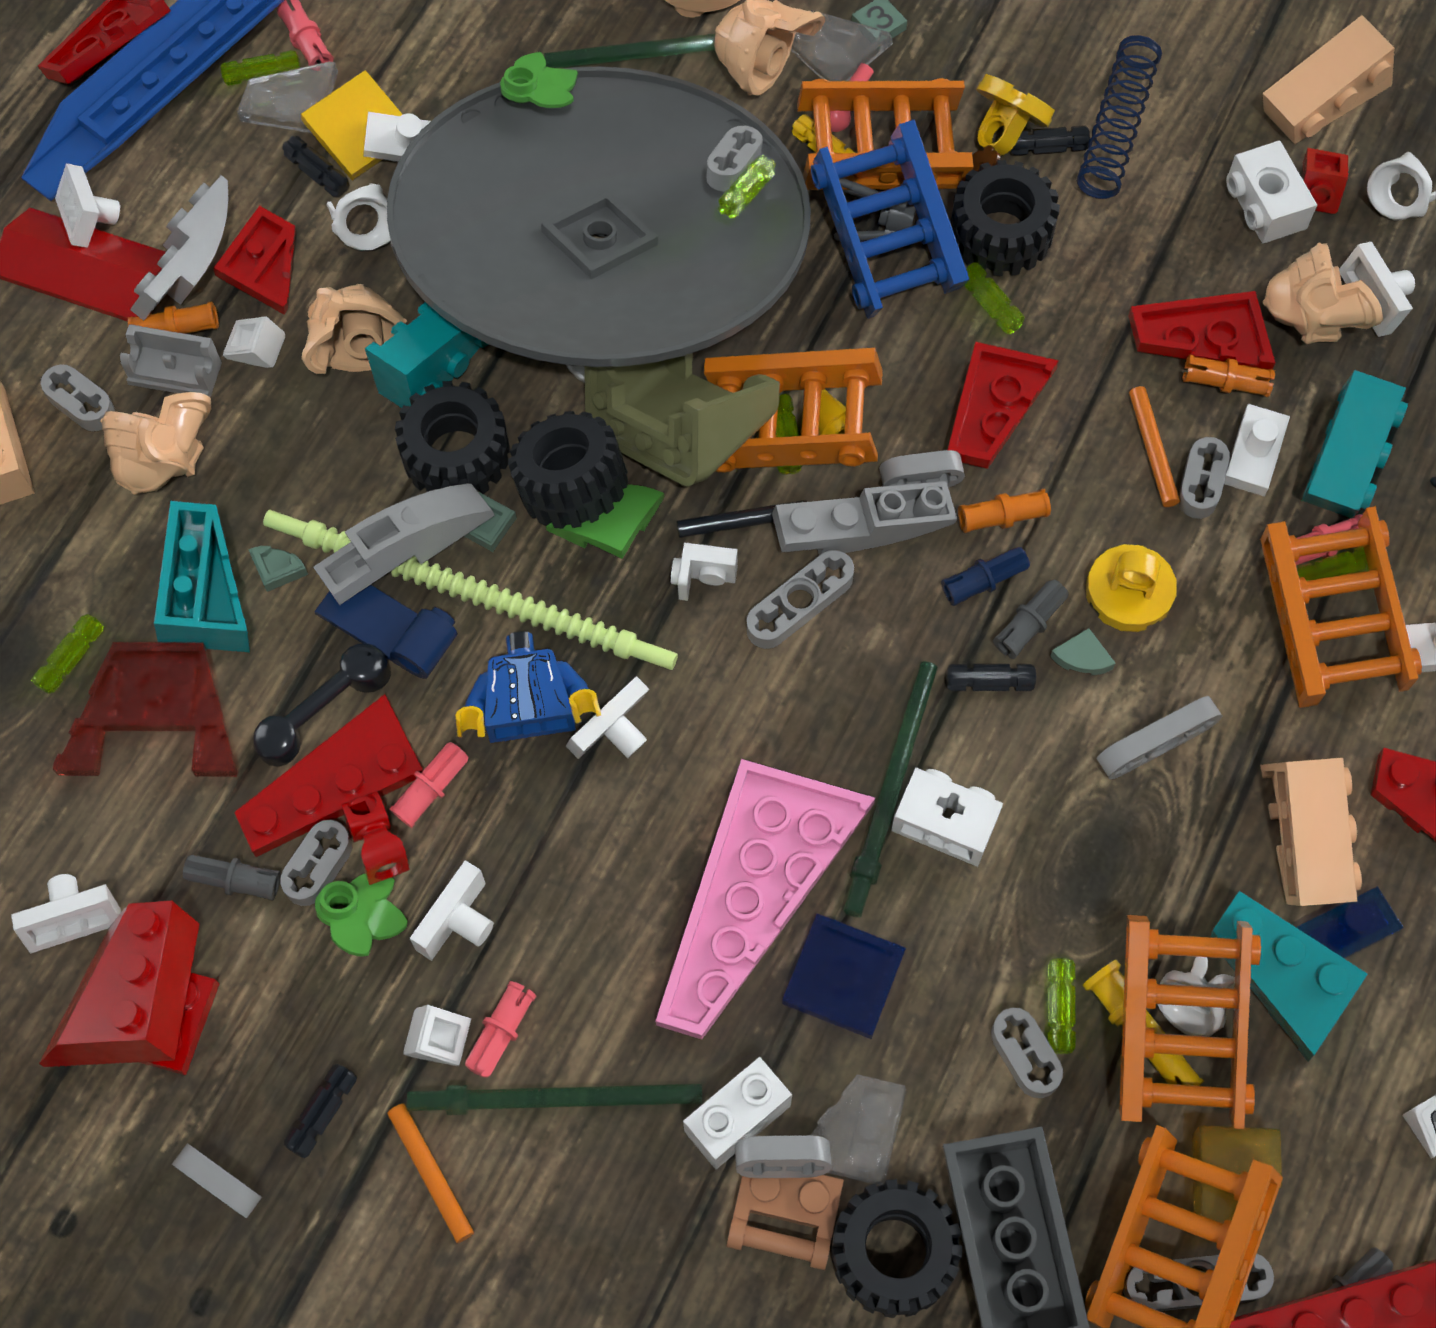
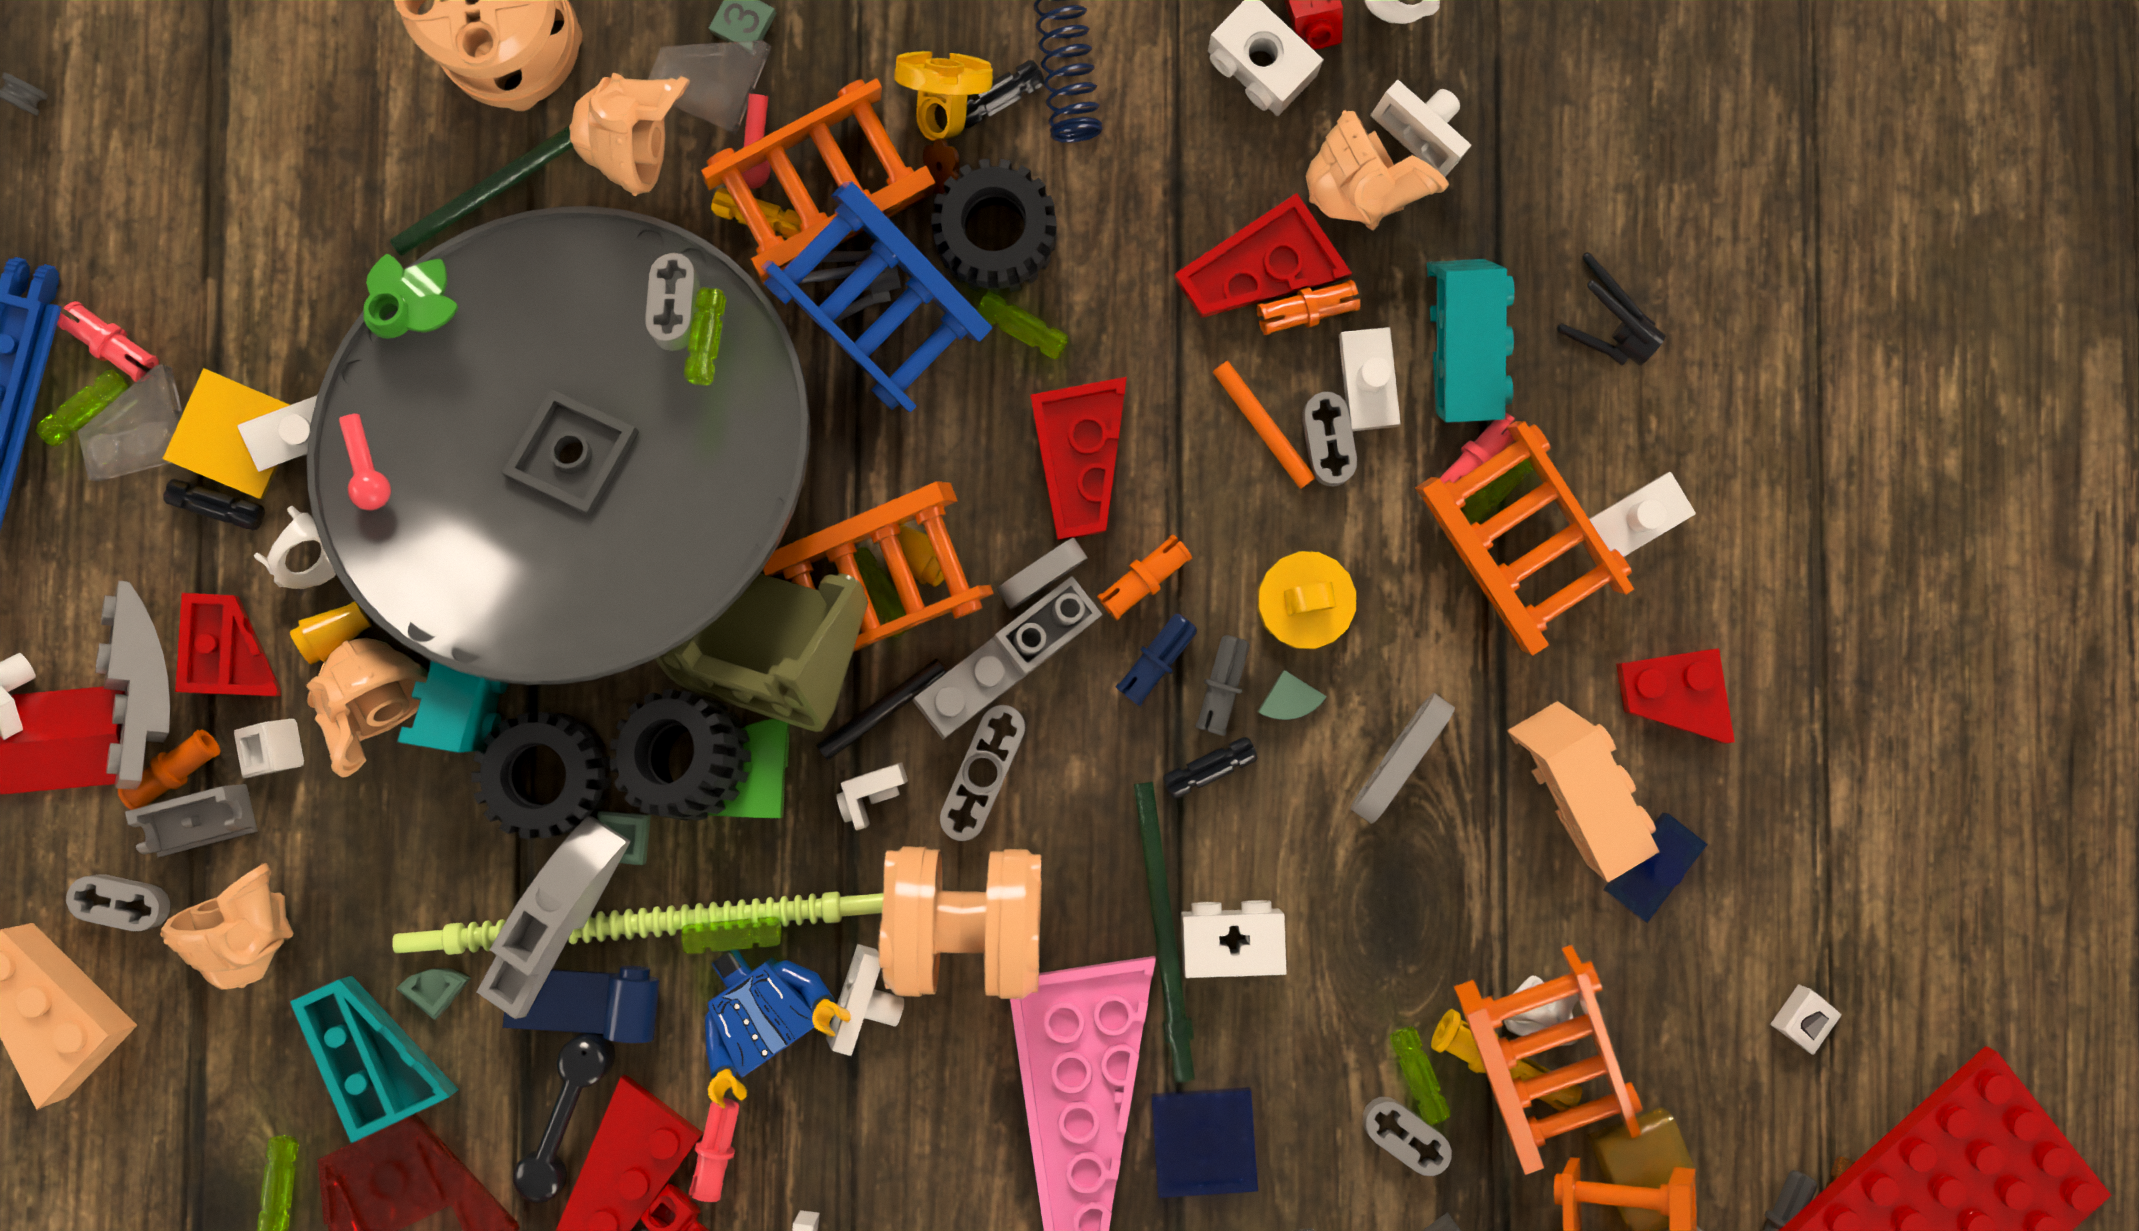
camera: 25 degrees left, 20 degrees up
(342, 274) = (323, 633): none -> yellow cone
(442, 177) = (367, 487): none -> coral bar
(535, 620) = (731, 935): none -> clear neon green axle
(698, 667) = (927, 921): none -> light nougat wheel
(1296, 977) = (1635, 952): teal wedge -> none

